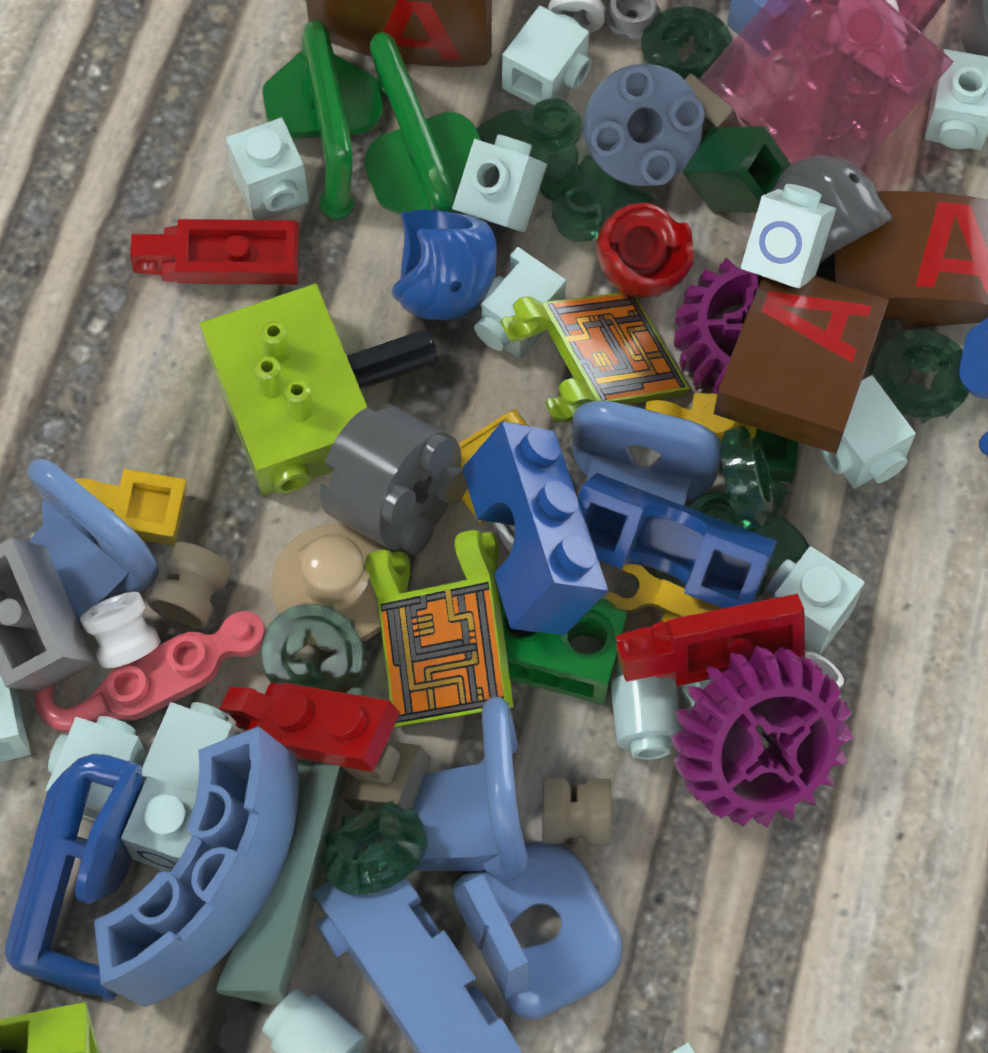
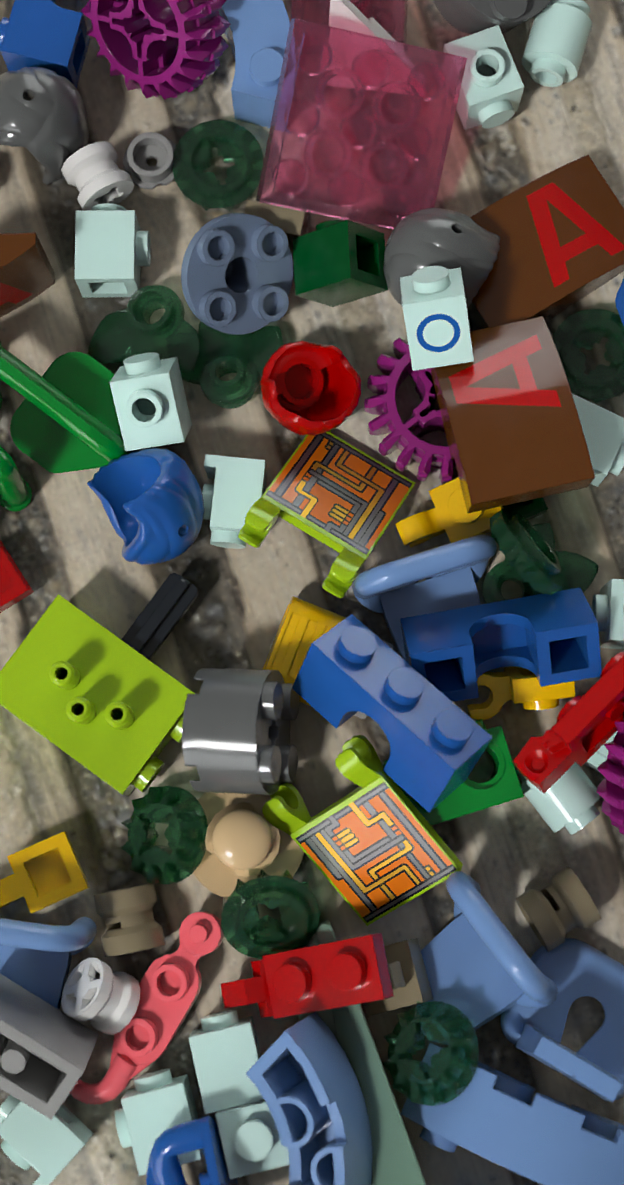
camera: 30 degrees left, 15 degrees up
(290, 524) = (185, 835): none -> clear green gear

